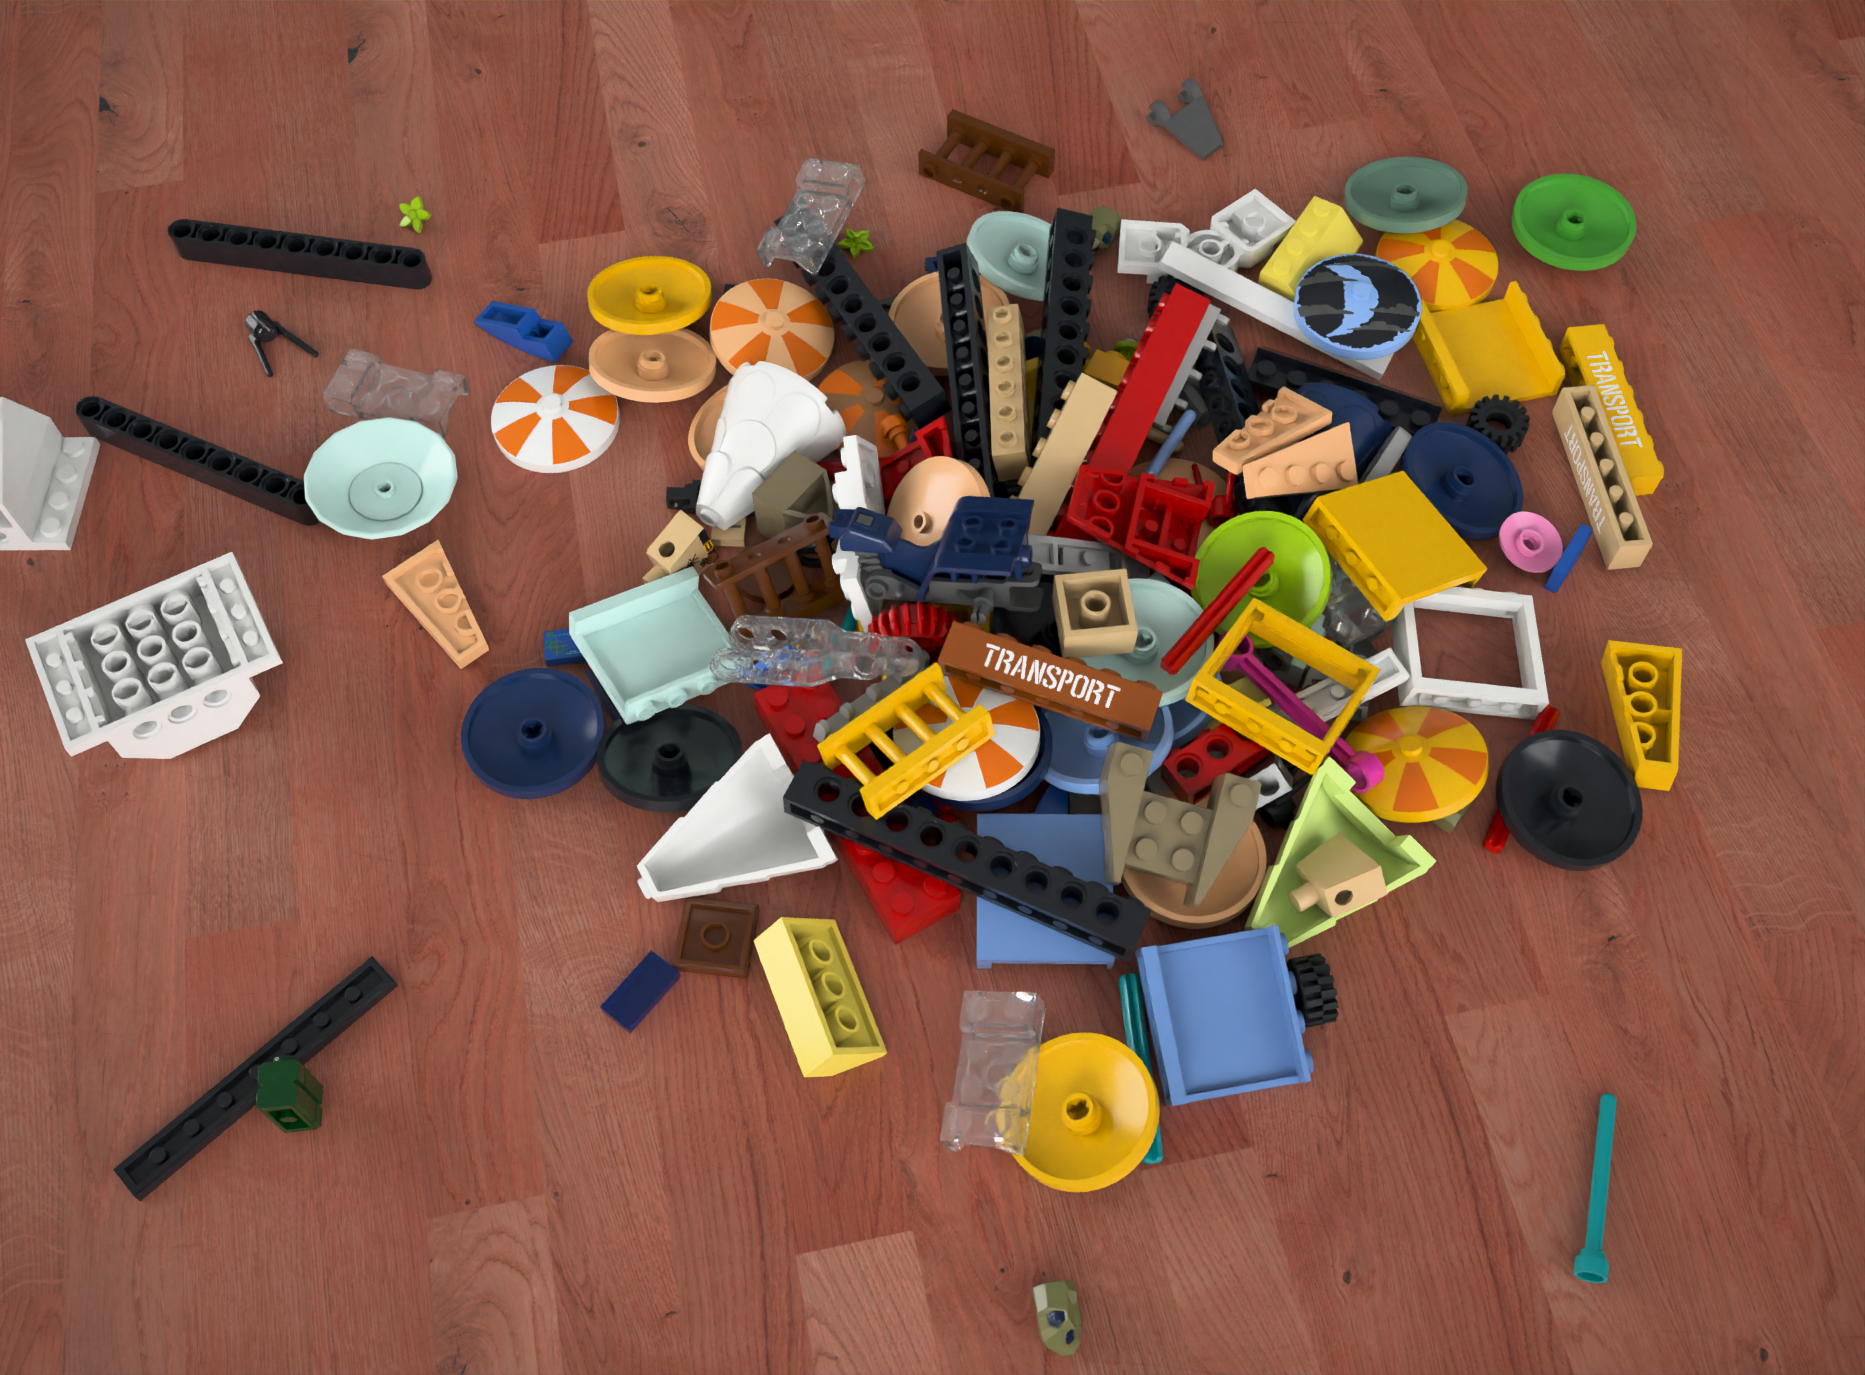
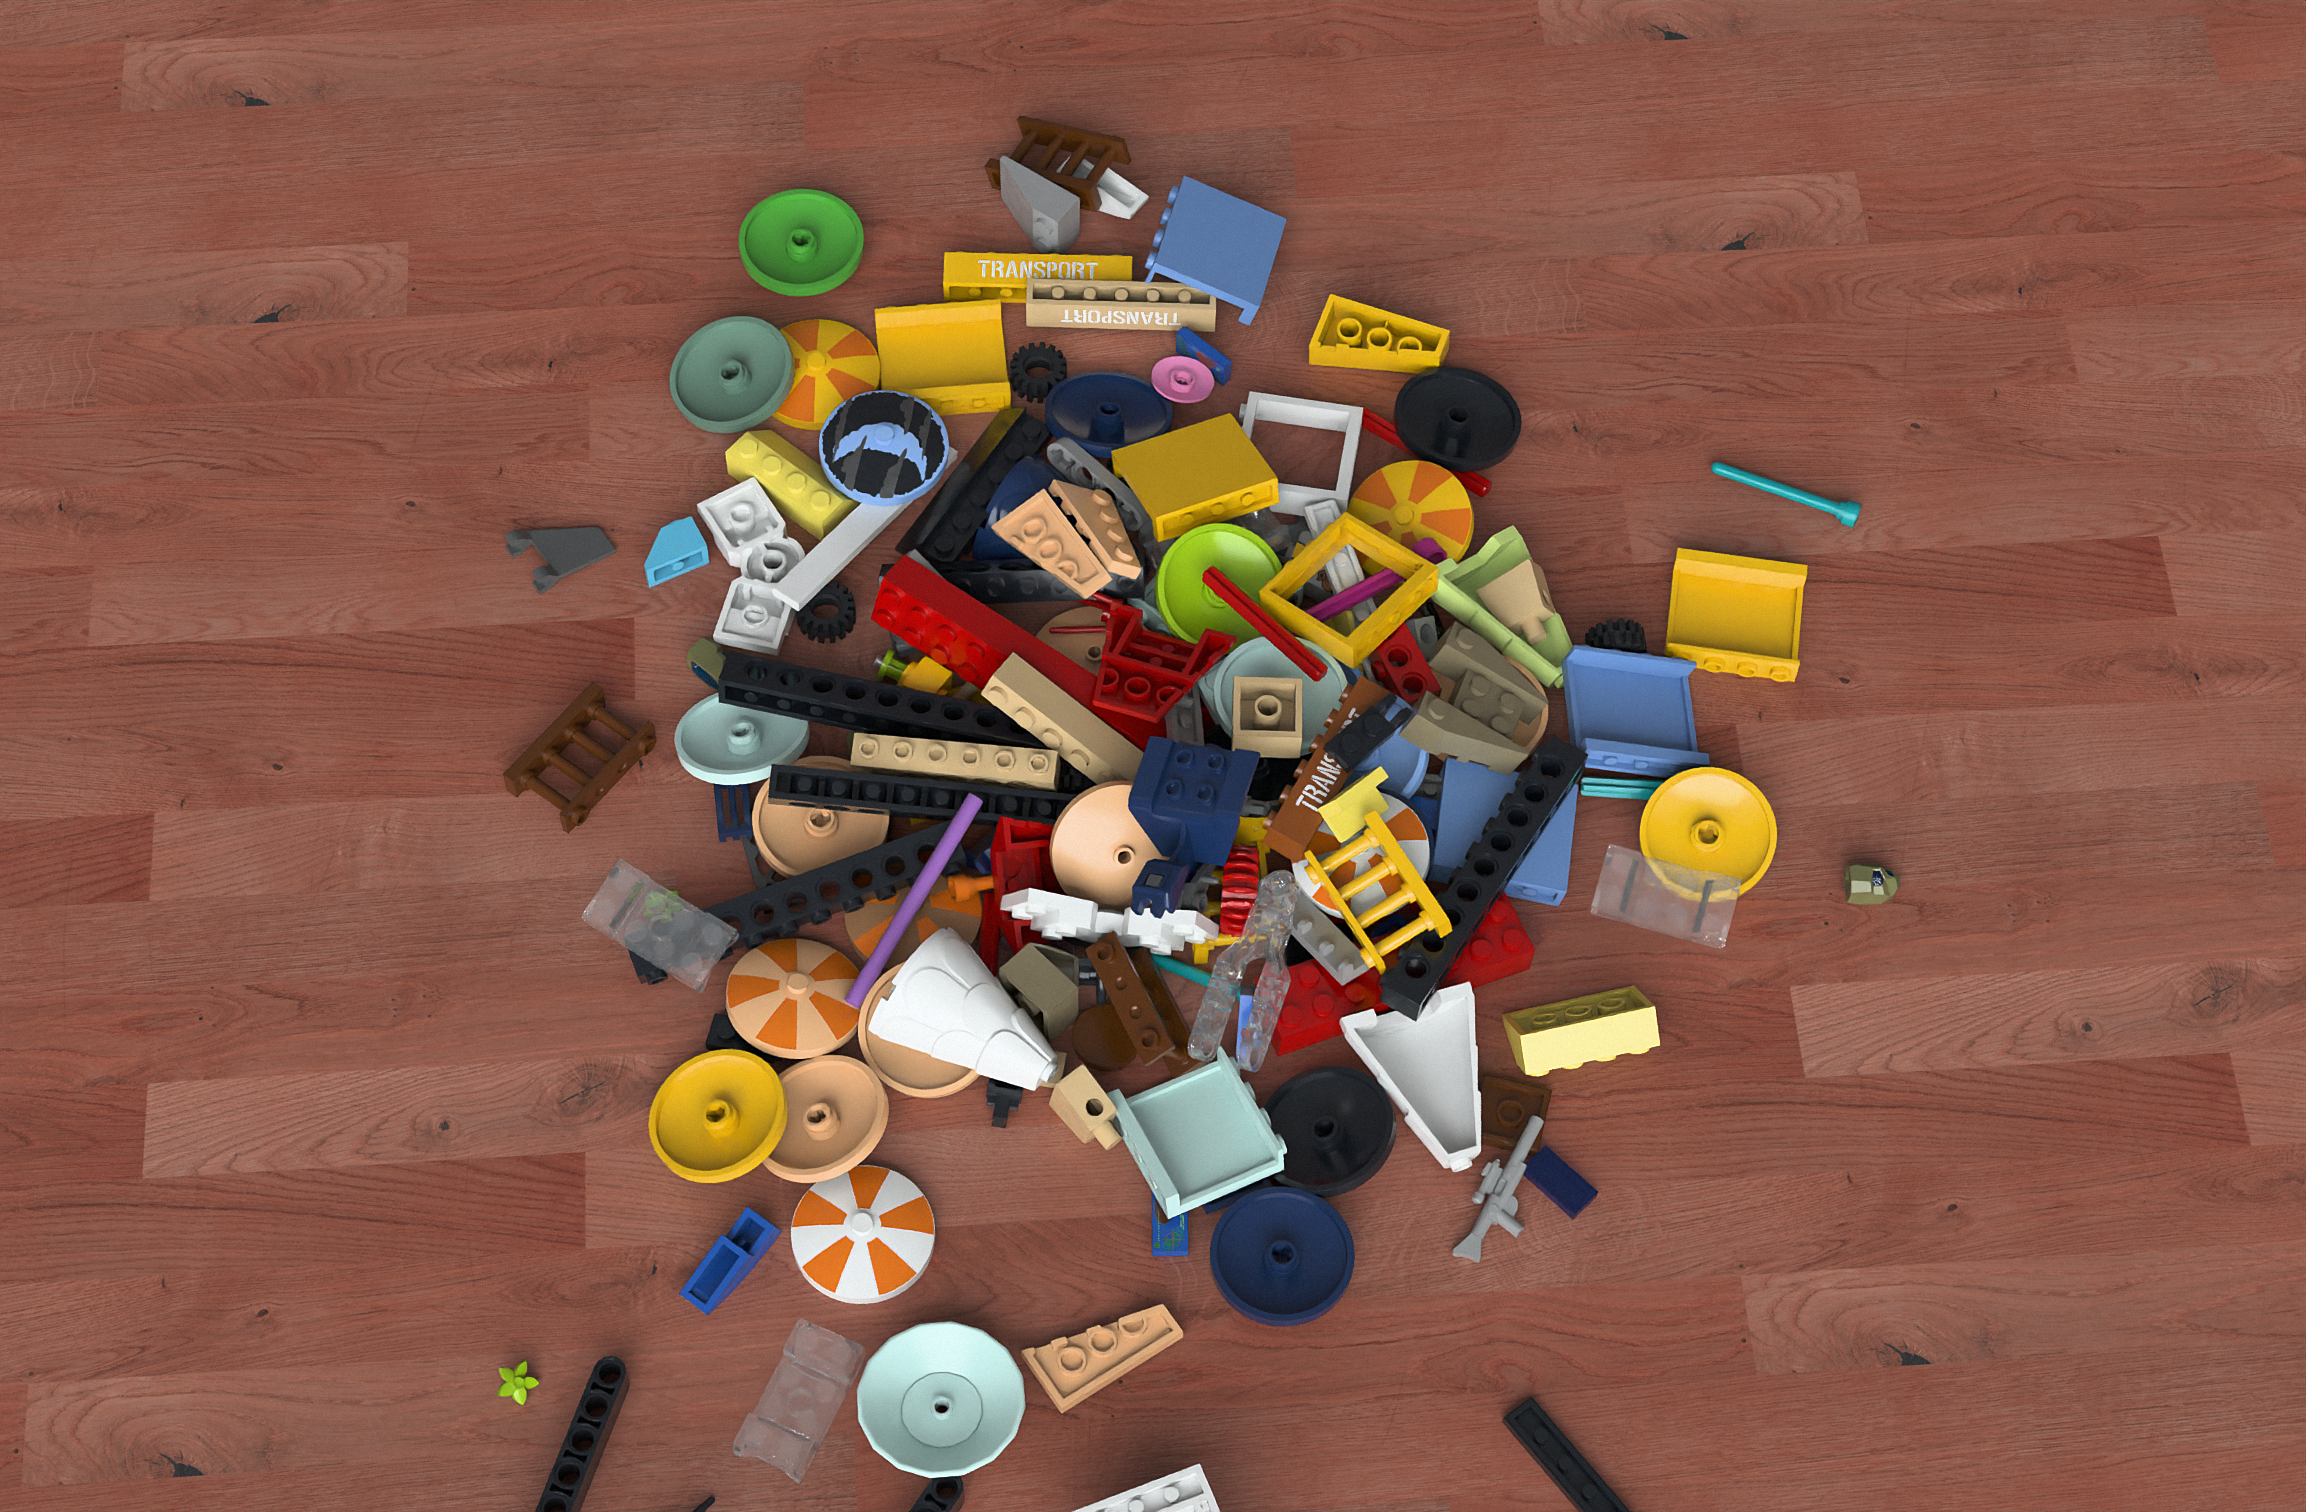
camera: 85 degrees left, 0 degrees up
(289, 1095) = (1648, 1473): dark green brick -> none
(629, 931) = (1500, 1186): none -> light grey piece
(873, 382) = (913, 900): none -> medium lavender piece
(1008, 707) = (1346, 809): none -> light yellow panel
(1087, 701) = (1365, 734): none -> black hinge
(1206, 188) = (675, 551): none -> medium azure slope
(1398, 1135) = (1736, 614): none -> yellow panel
(1685, 393) = (1040, 207): none -> light grey slope
(1703, 542) = (1216, 245): none -> medium blue panel
(1722, 399) = (1070, 139): none -> reddish brown fence
(1744, 443) = (1116, 193): none -> white slope

